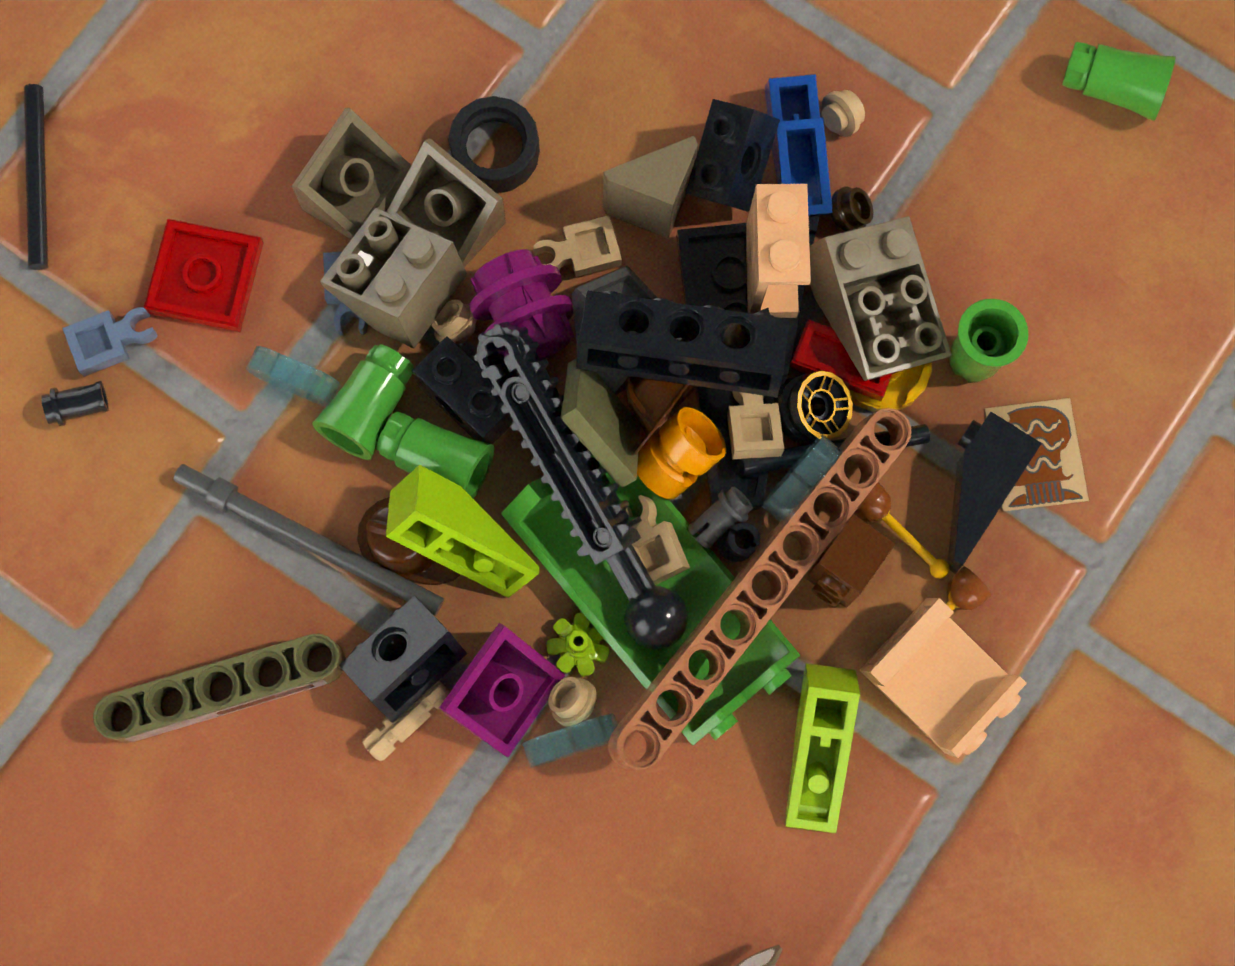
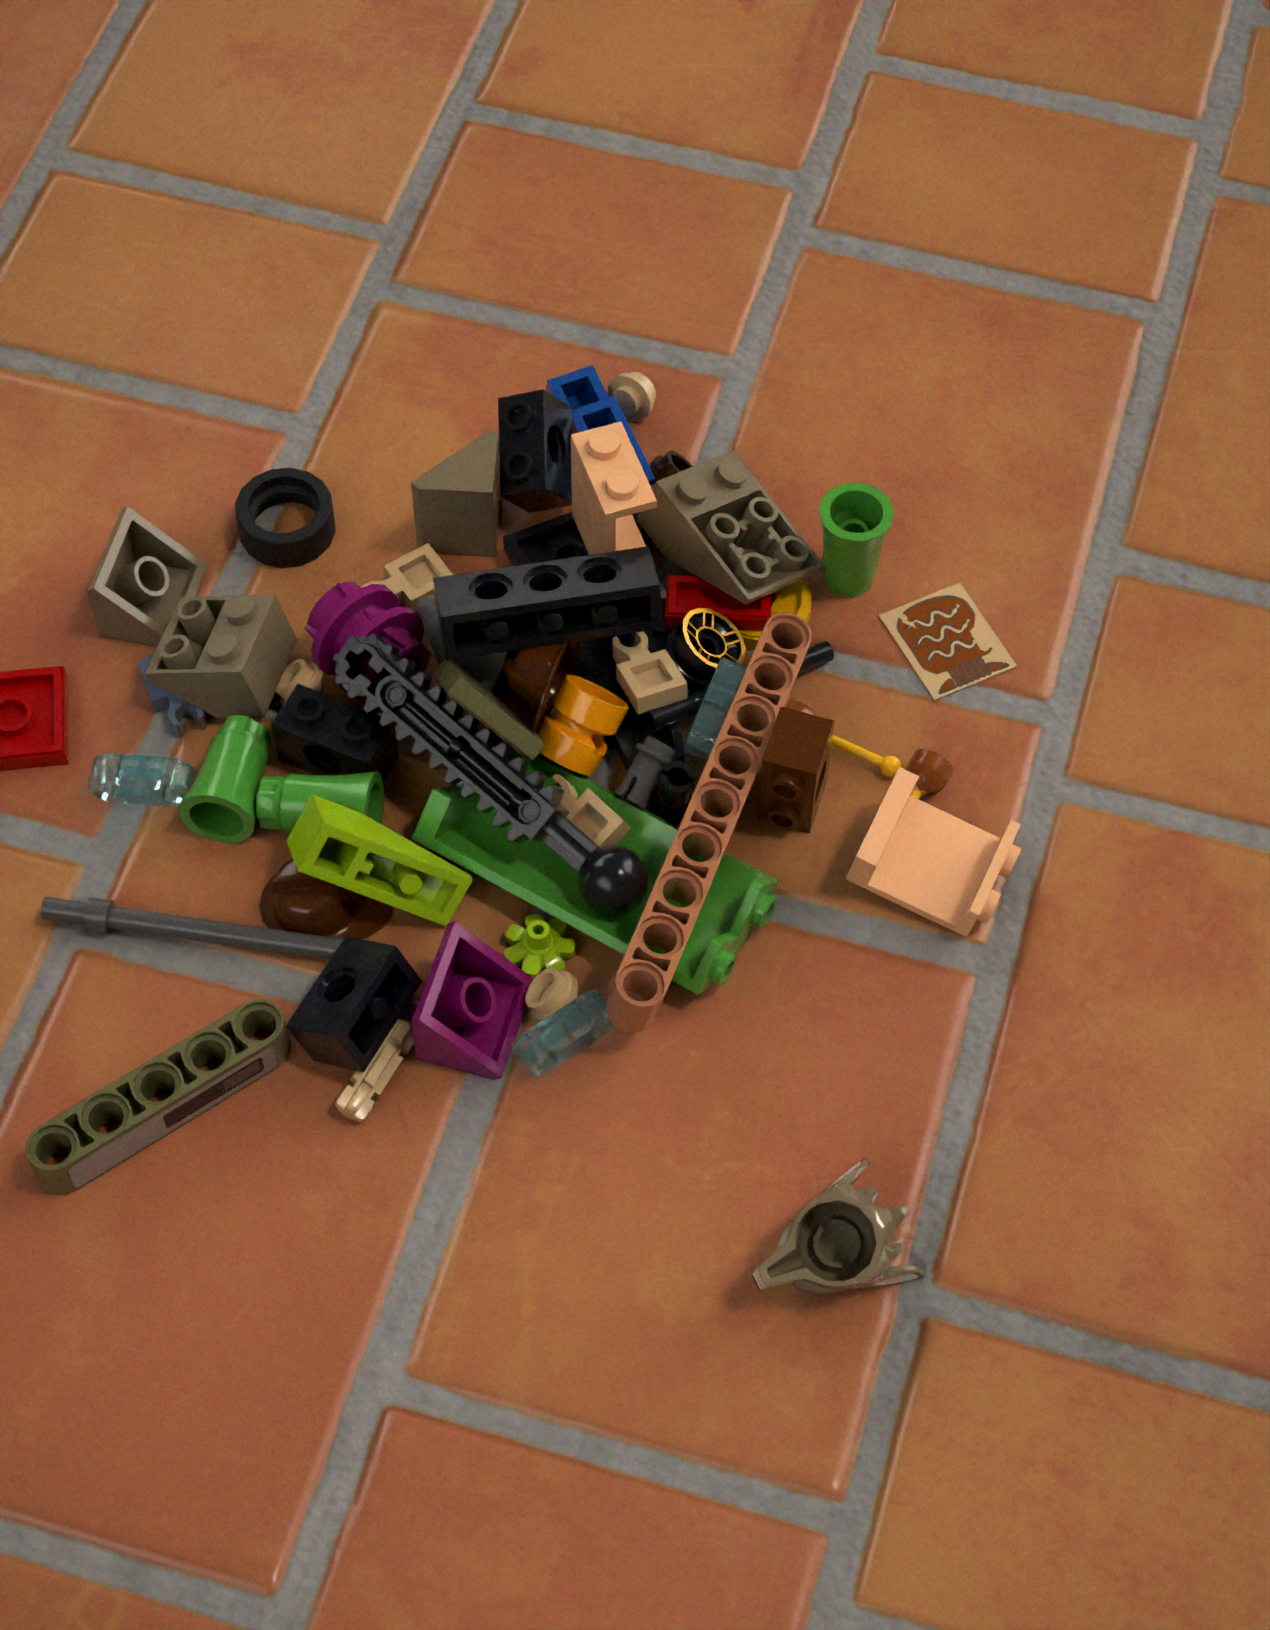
camera: 15 degrees left, 20 degrees down
(448, 201) = (259, 561): dark tan slope -> none
(822, 747) = (835, 961): lime slope -> none
(984, 478) = (903, 663): black slope -> none
(1120, 77) = (892, 293): bright green plant -> none

